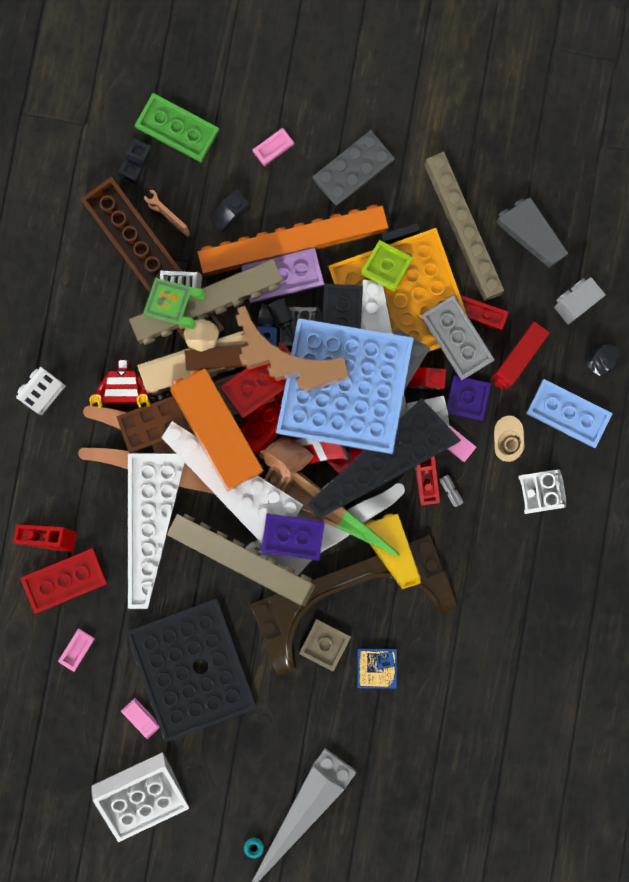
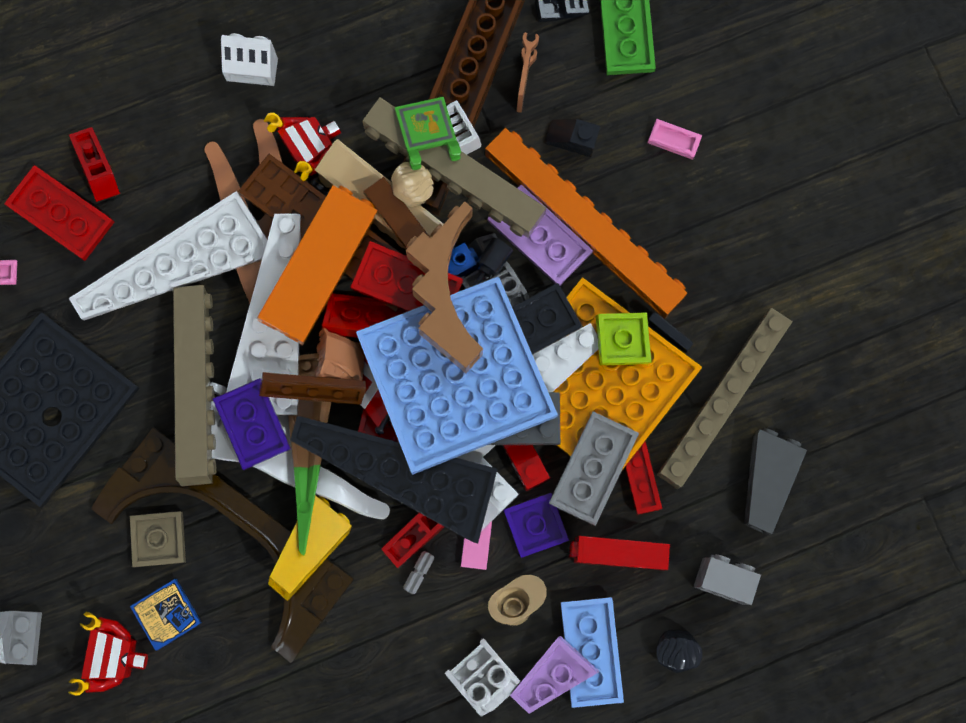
camera: 60 degrees right, 5 degrees down
(295, 483) = (312, 388): none -> reddish brown tile
(353, 168) = (709, 238): dark grey plate -> none
(381, 720) = (108, 656): none -> red torso
(568, 443) = (553, 675): none -> lavender wing

